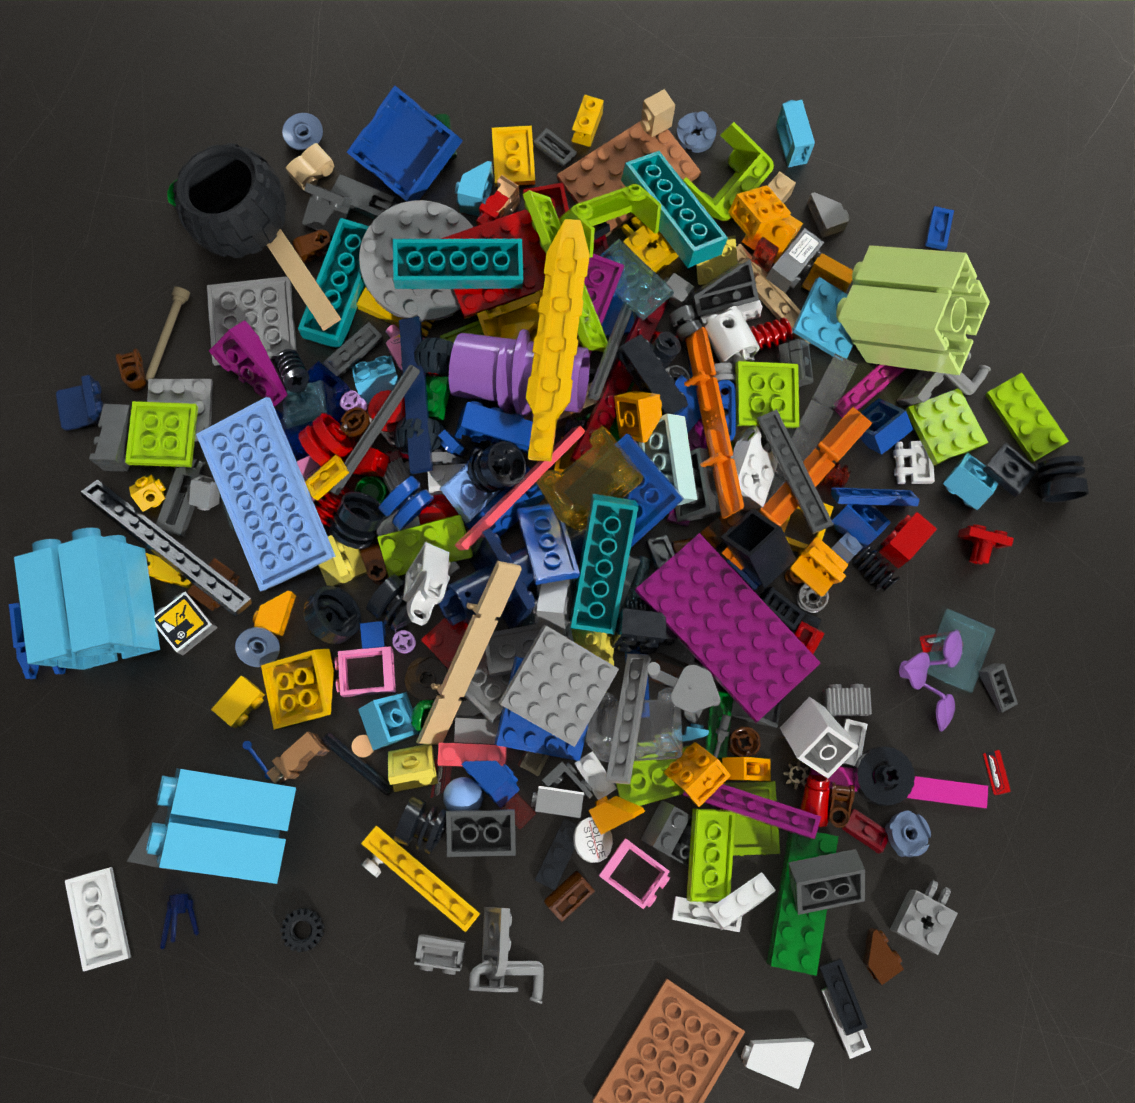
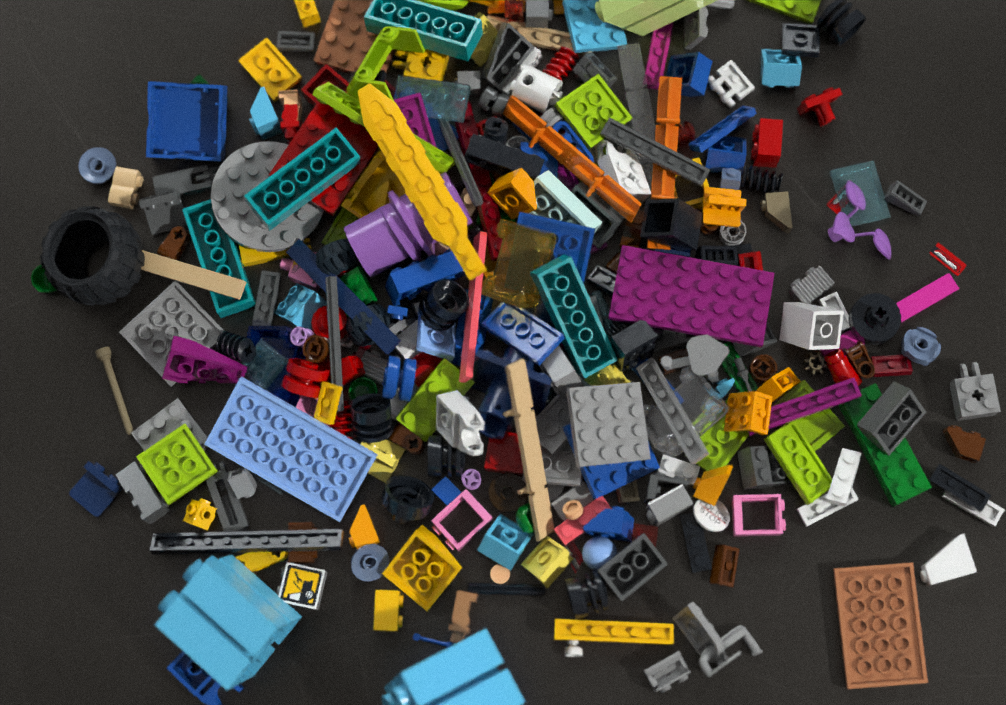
camera: 30 degrees left, 0 degrees up
(131, 366) = (110, 433): reddish brown piece -> none
(469, 739) = (573, 509): none -> light nougat tile
(870, 607) = (778, 210): none -> dark tan slope
(946, 426) = (733, 41): lime plate -> none

